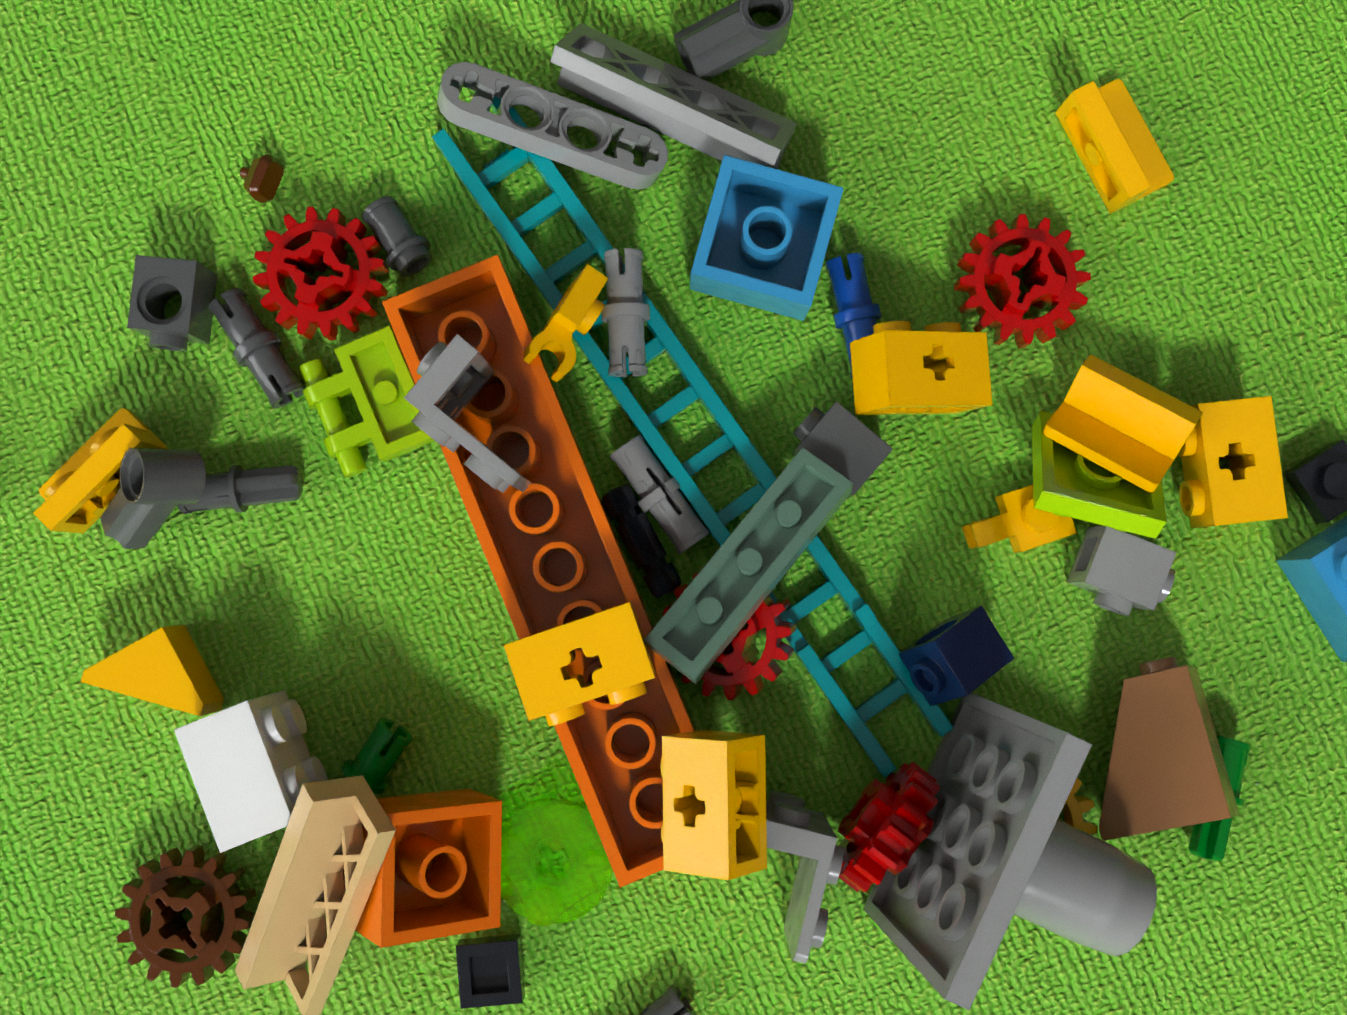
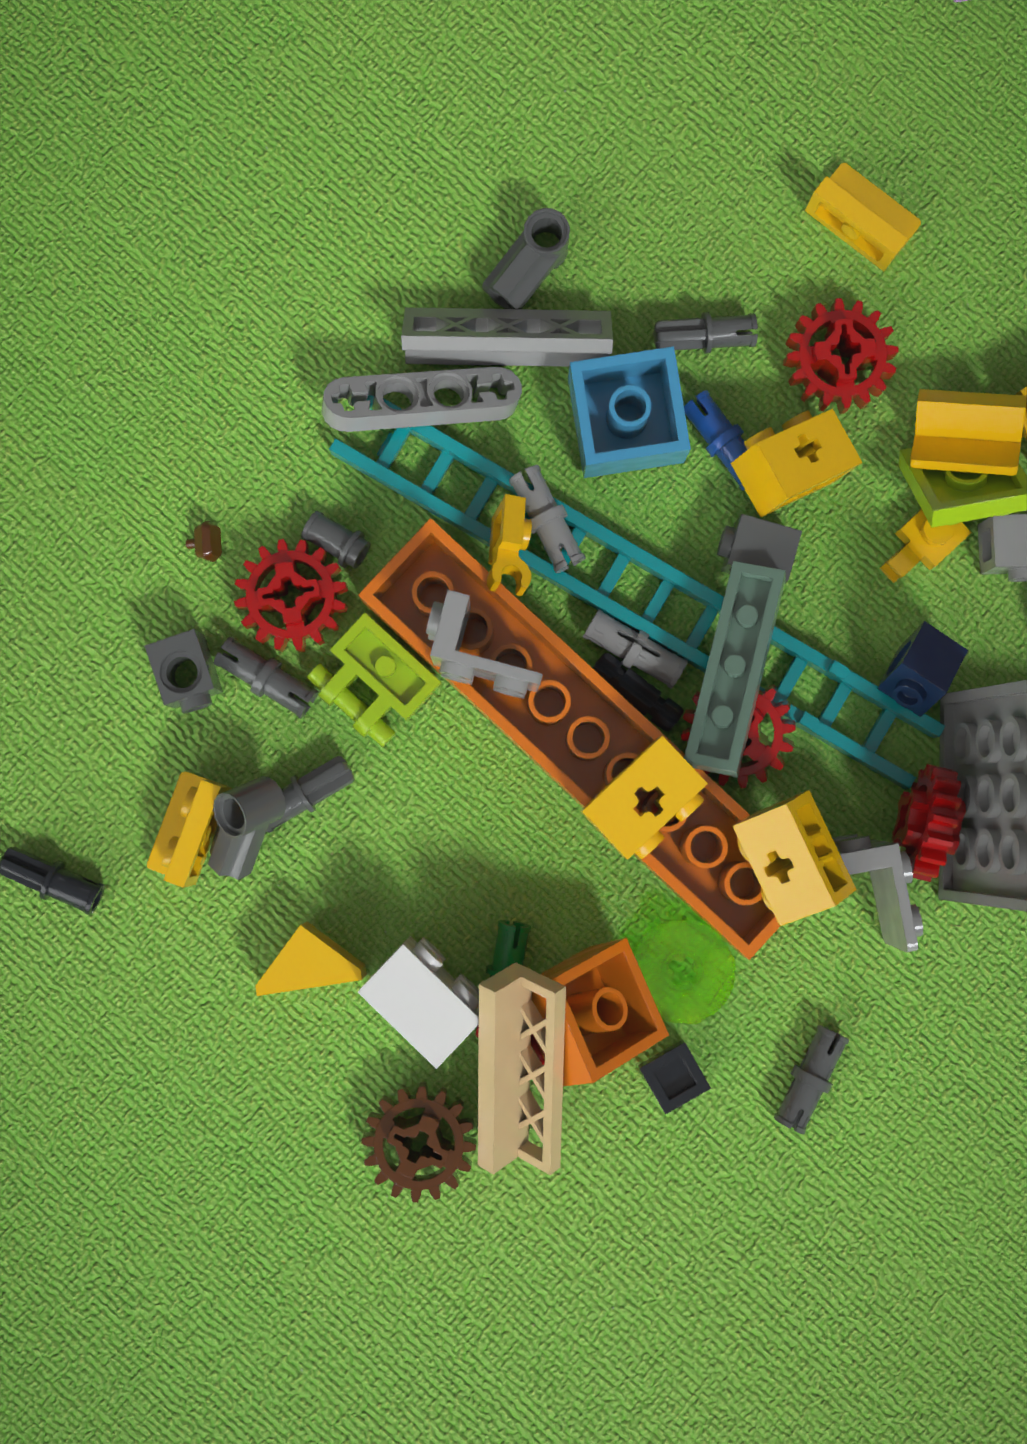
camera: 25 degrees left, 0 degrees up
(889, 192) = (706, 332): none -> dark grey axle

